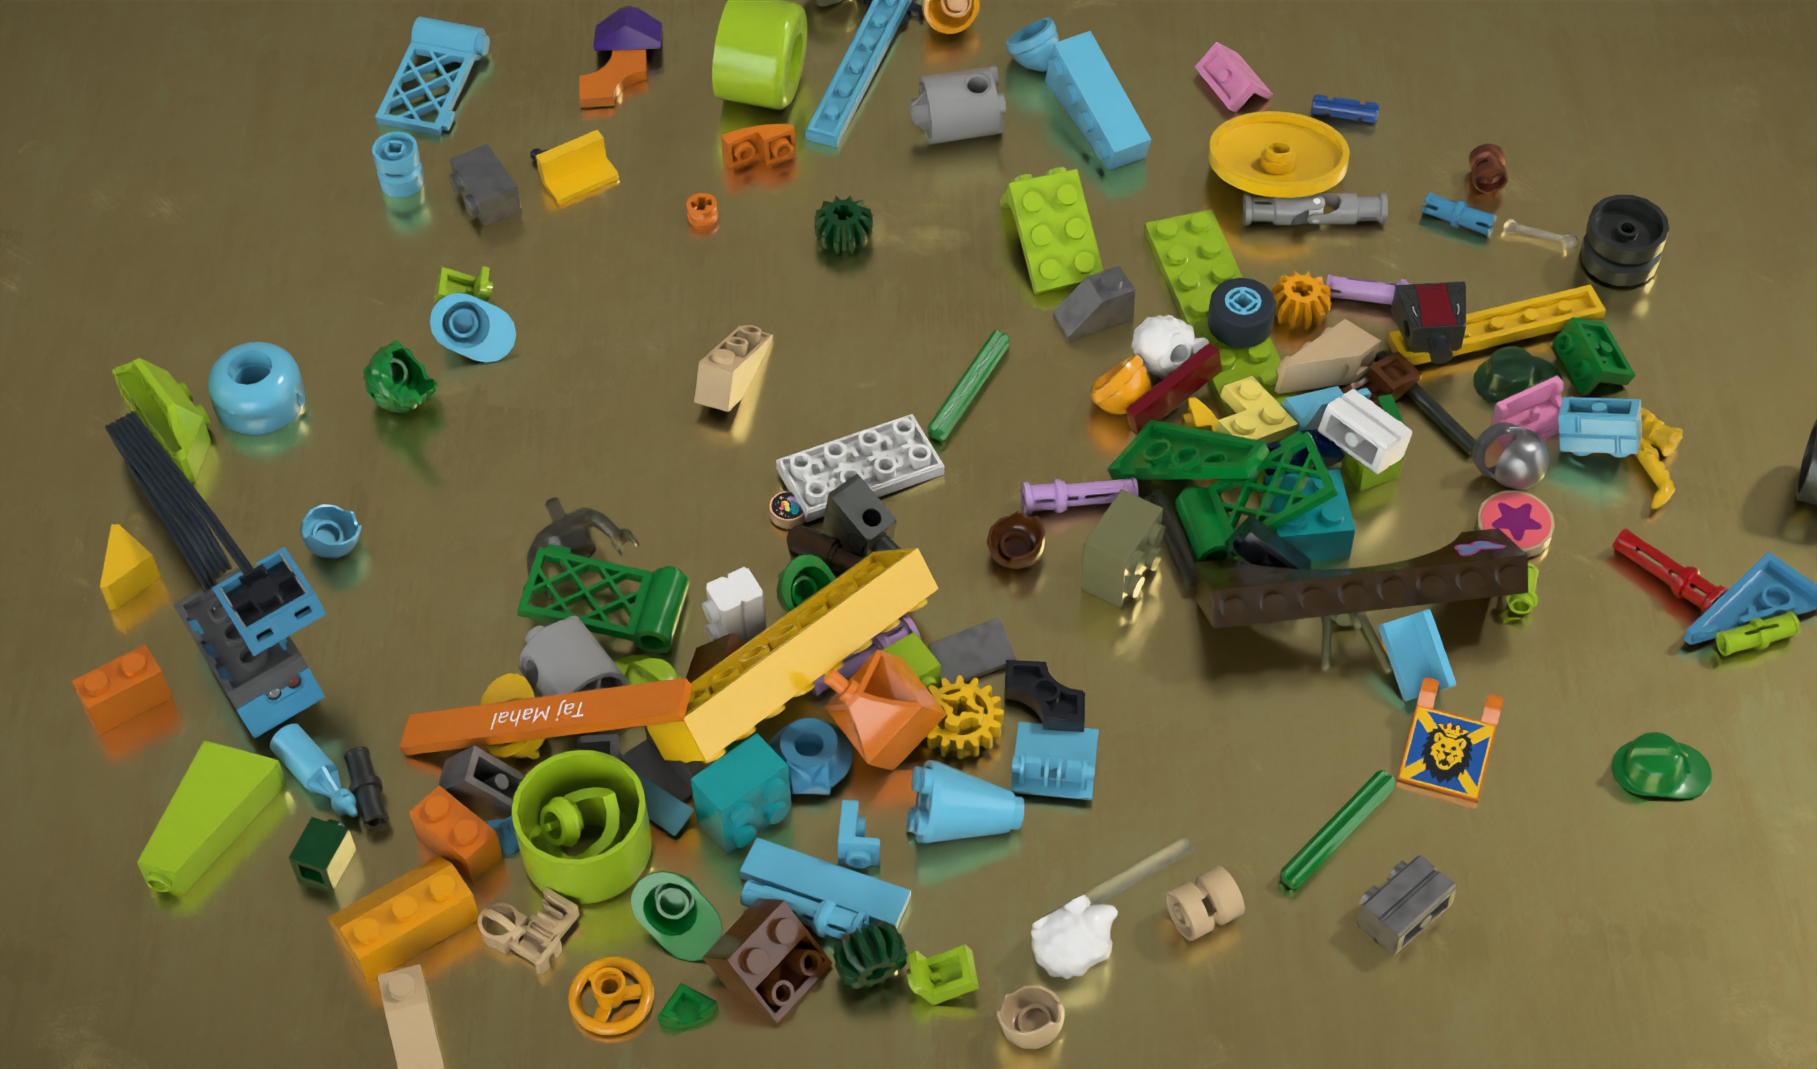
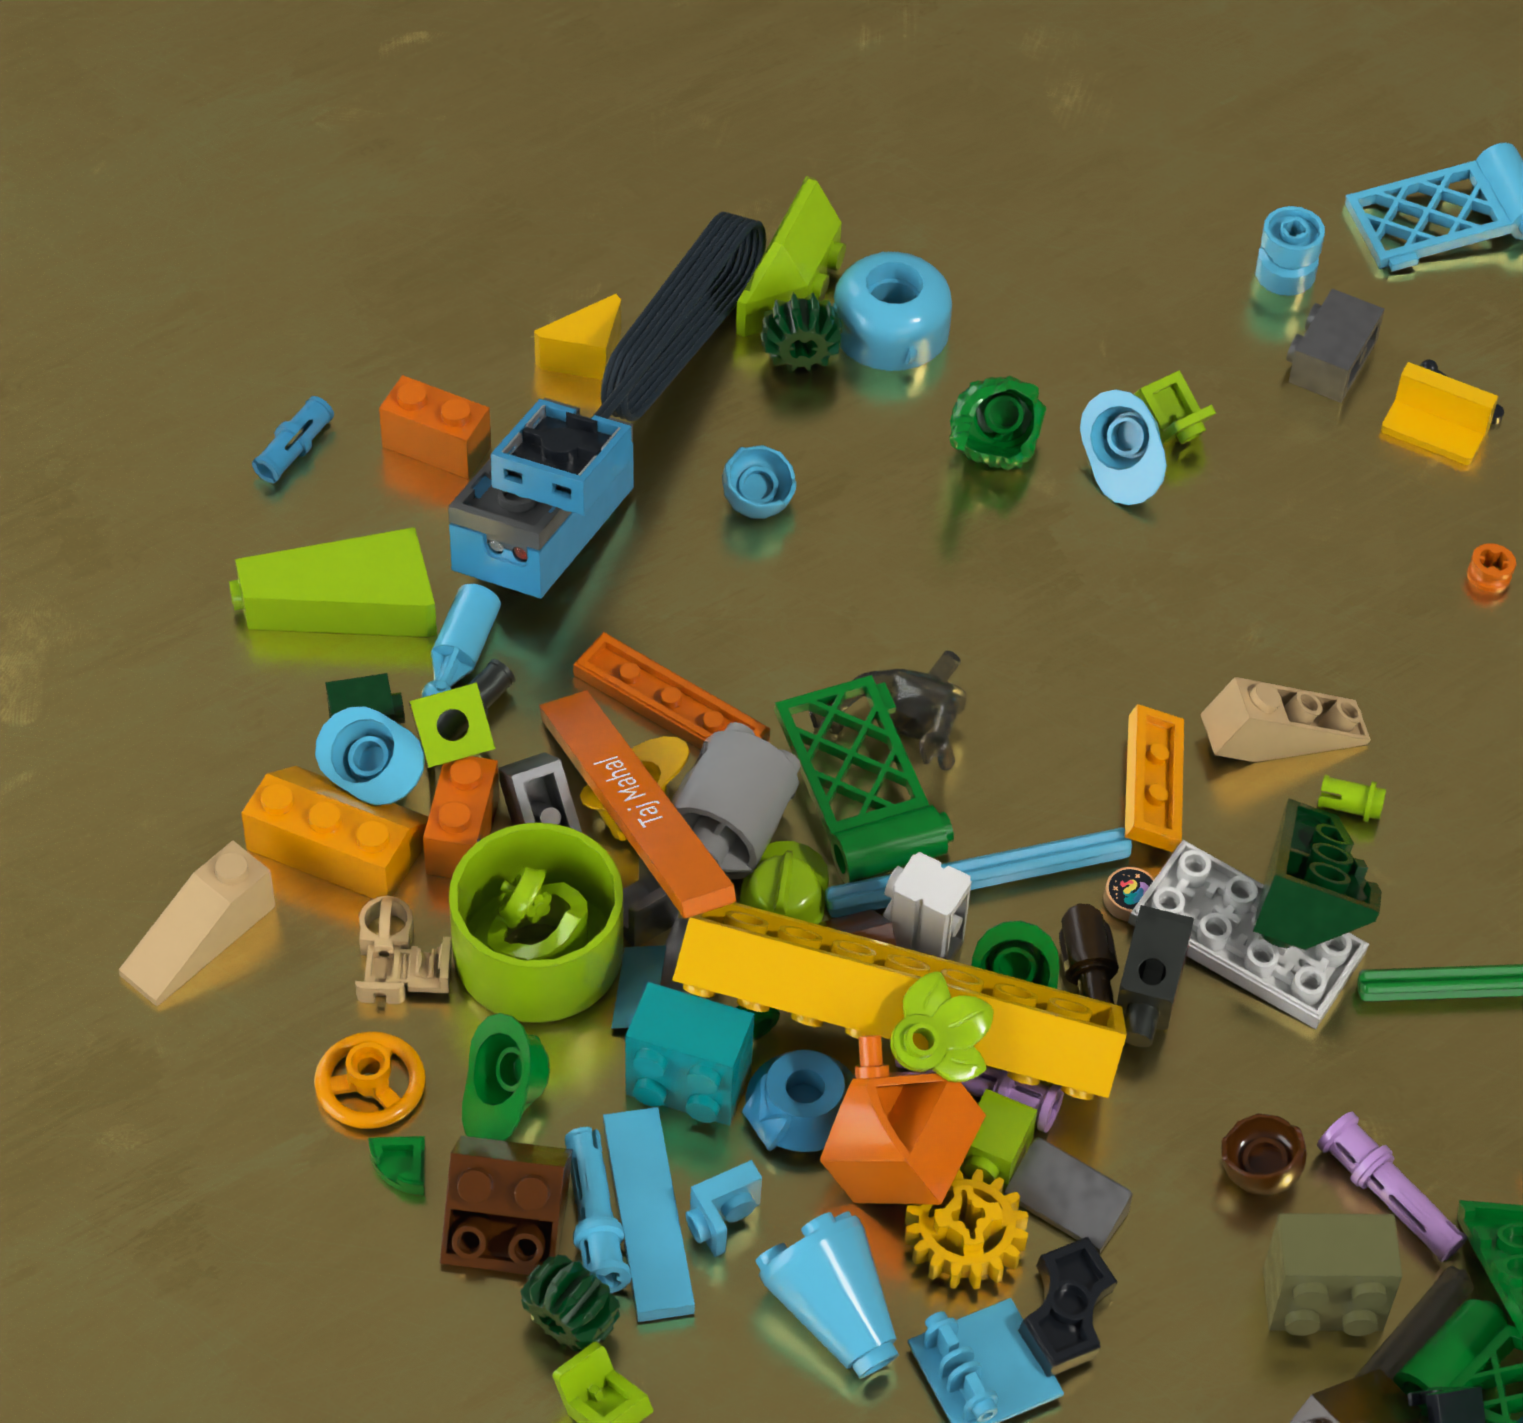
camera: 55 degrees right, 0 degrees up
(50, 783) = (275, 457): none -> dark azure pin
(234, 442) = (801, 332): none -> dark green gear
(372, 859) = (369, 755): none -> medium azure piece
(382, 812) = (425, 716): none -> lime piece
(449, 674) = (658, 692): none -> orange tile
(718, 566) = (994, 868): none -> medium azure axle
(721, 449) = (1154, 778): none -> light orange plate
(814, 360) = (1354, 797): none -> lime pin
(850, 636) = (947, 1024): none -> lime plate
(864, 412) = (1314, 882): none -> dark green wedge

